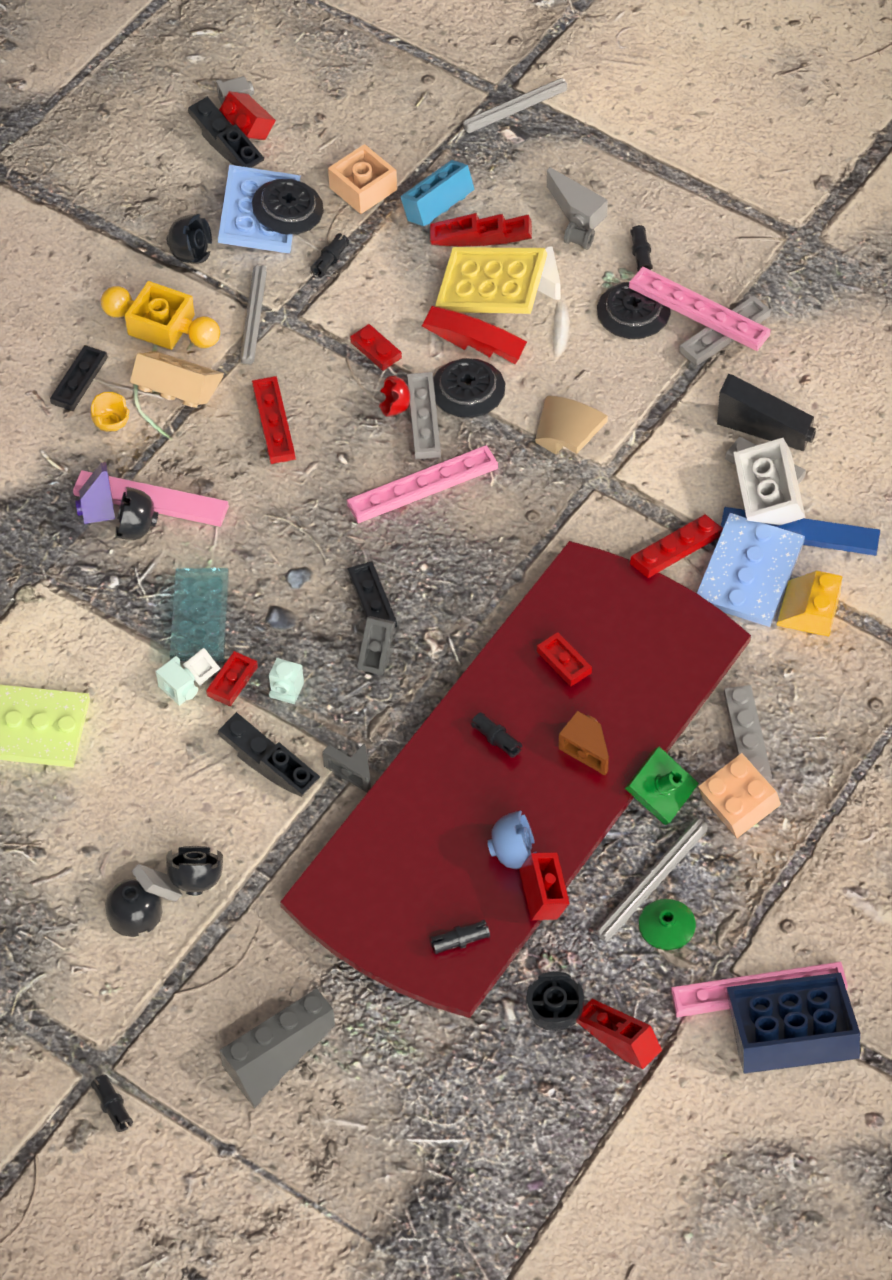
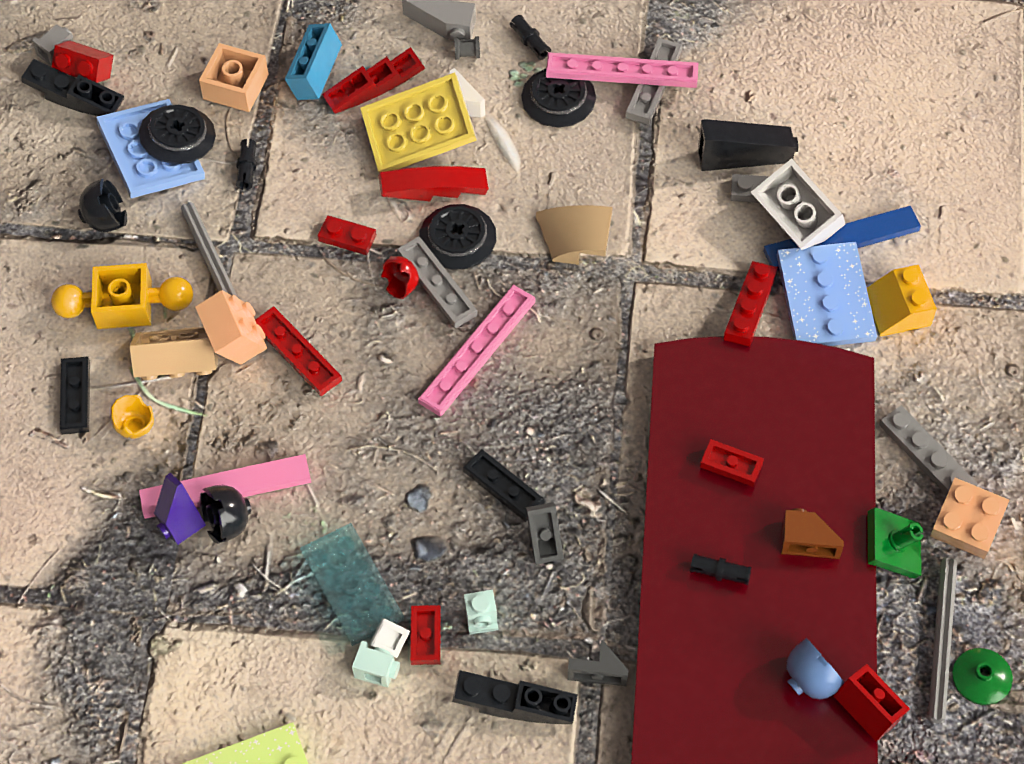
camera: 30 degrees left, 5 degrees up
(227, 375) = (231, 327): none -> light nougat brick

